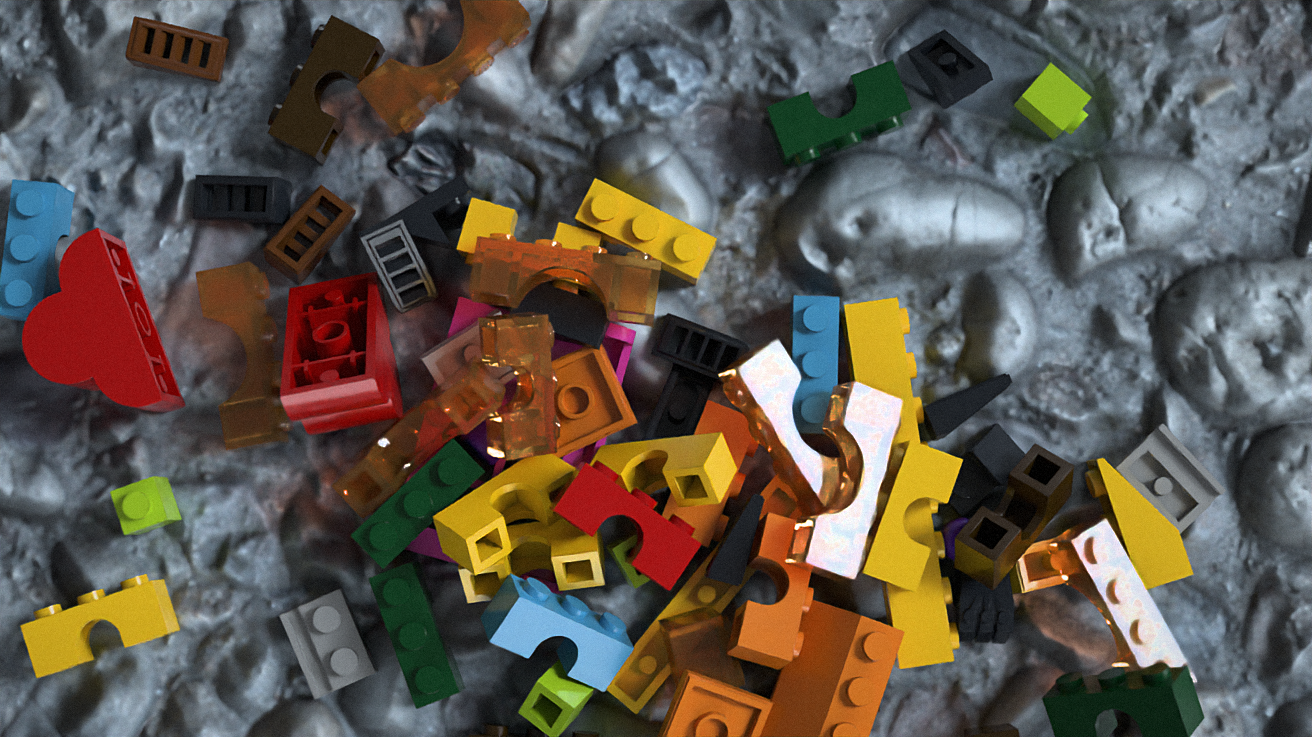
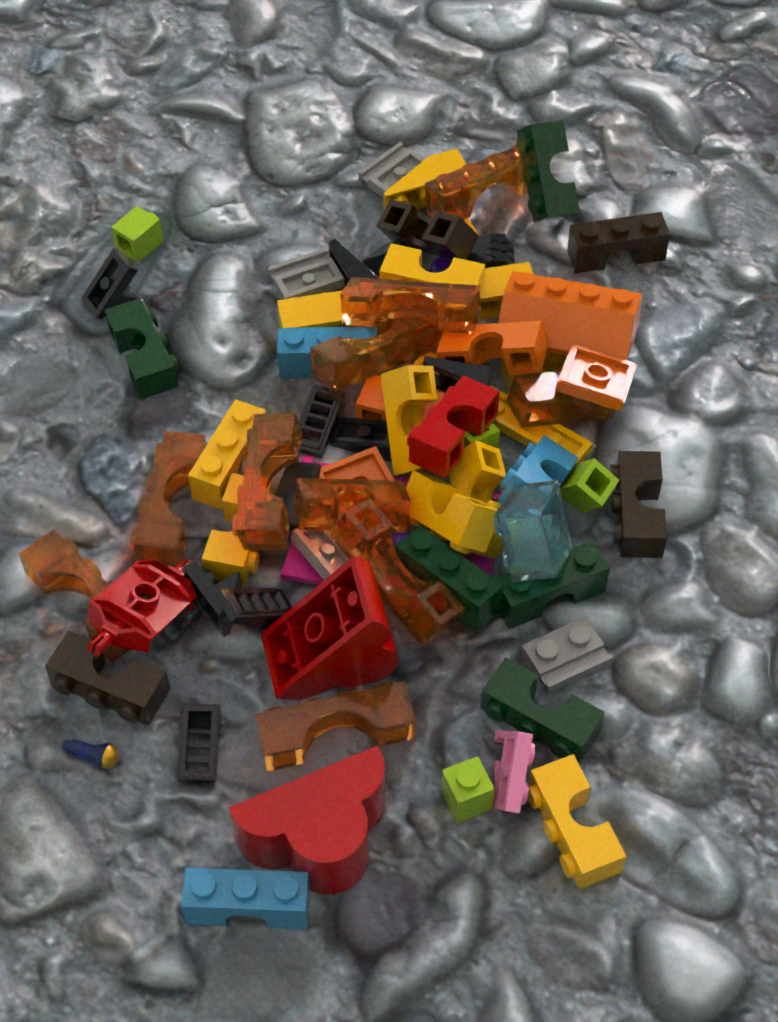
camera: 95 degrees left, 30 degrees down
(139, 40) = (59, 829): reddish brown slope -> none
(165, 560) = (510, 772): none -> bright pink wing
(216, 632) = (563, 730): none -> dark green arch
(232, 90) = (103, 755): none -> clear blue piece
(296, 225) = (250, 701): reddish brown slope -> none
(372, 118) = (134, 622): none -> red plate
(442, 614) = (534, 531): none -> clear light blue brick
(528, 146) = (161, 532): none -> clear orange arch
(961, 340) = (306, 275): none -> light grey plate

